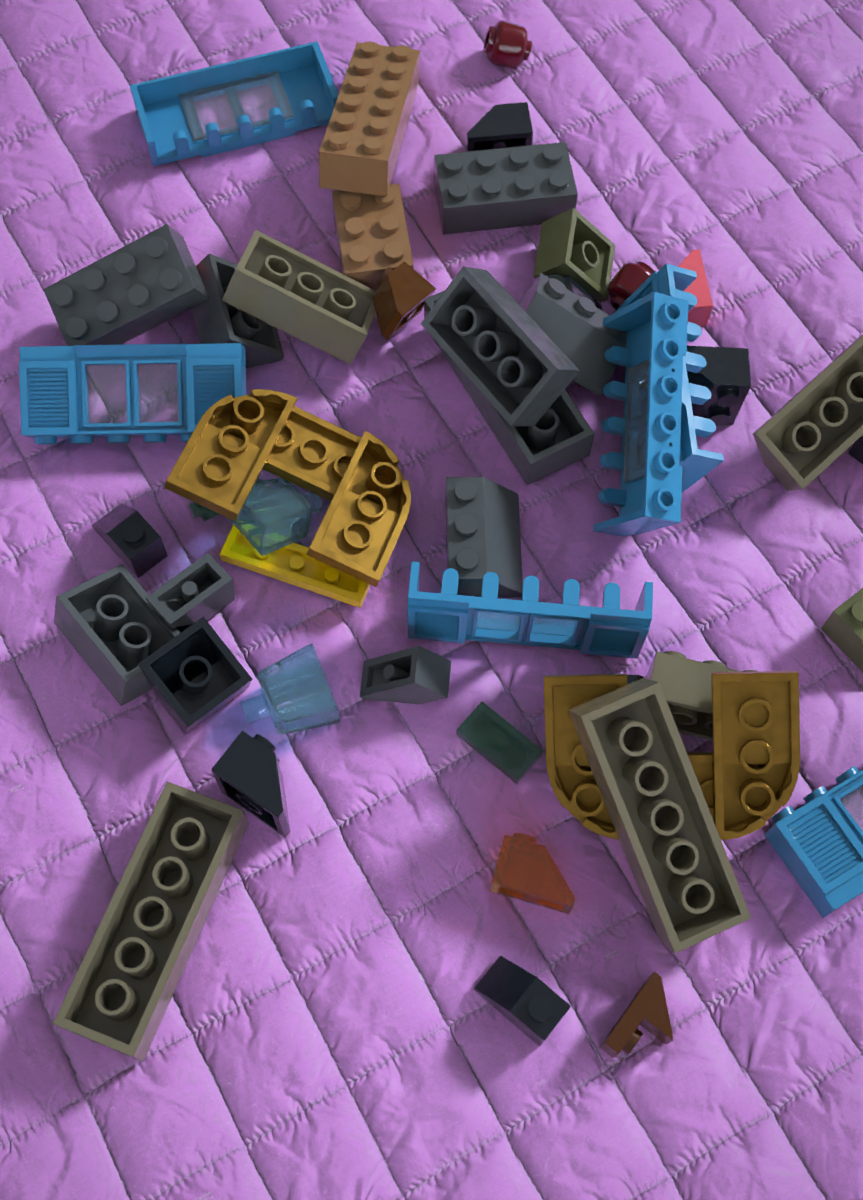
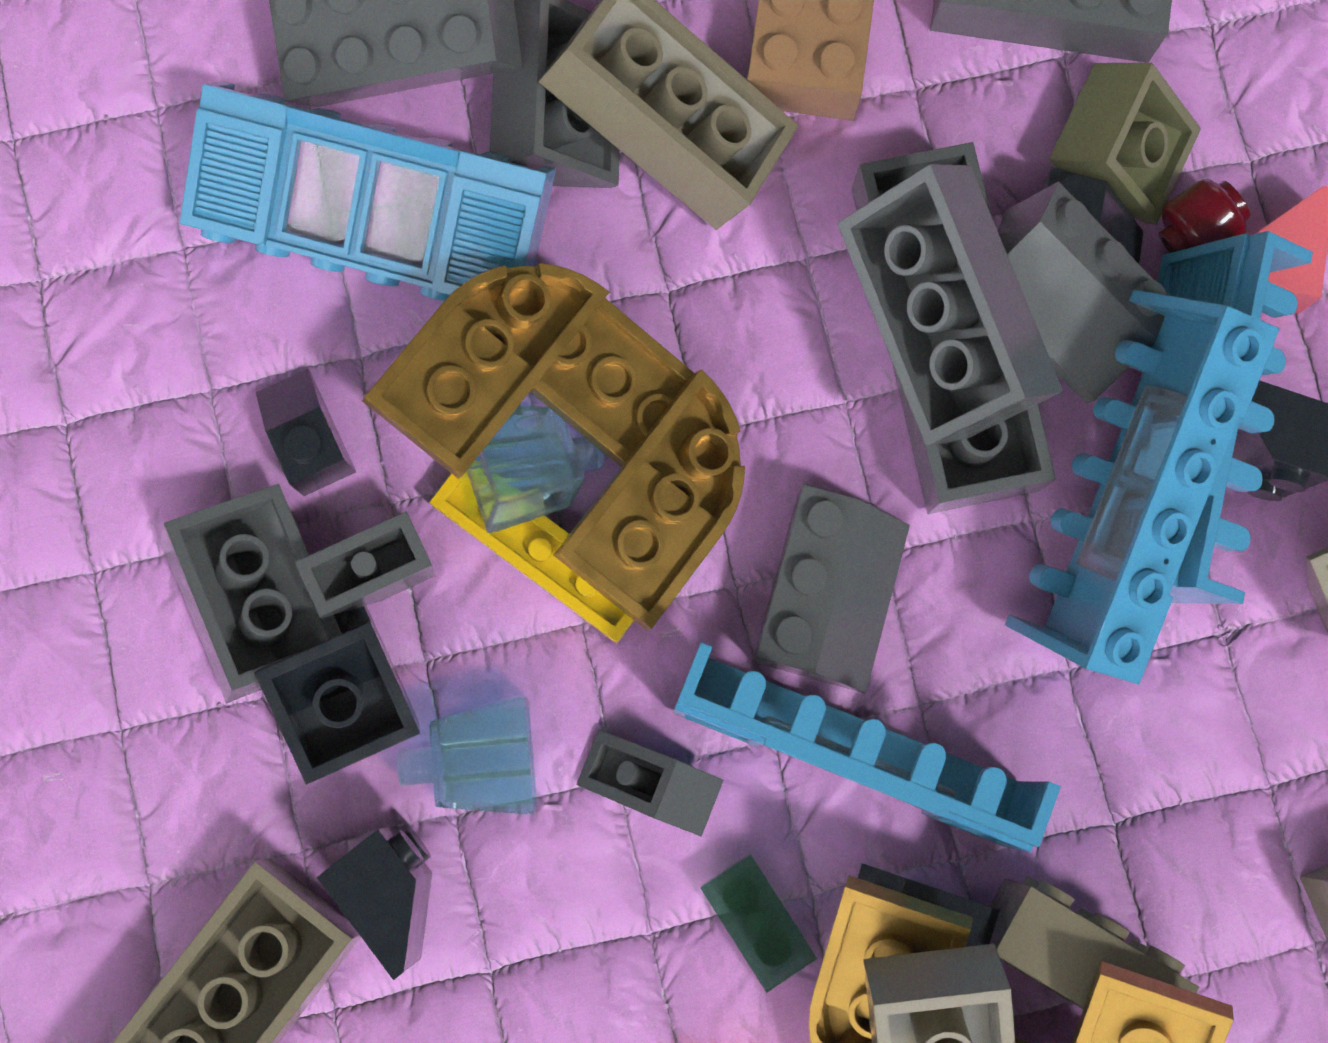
camera: 15 degrees right, 15 degrees up
(399, 298) = (822, 146): reddish brown slope -> none

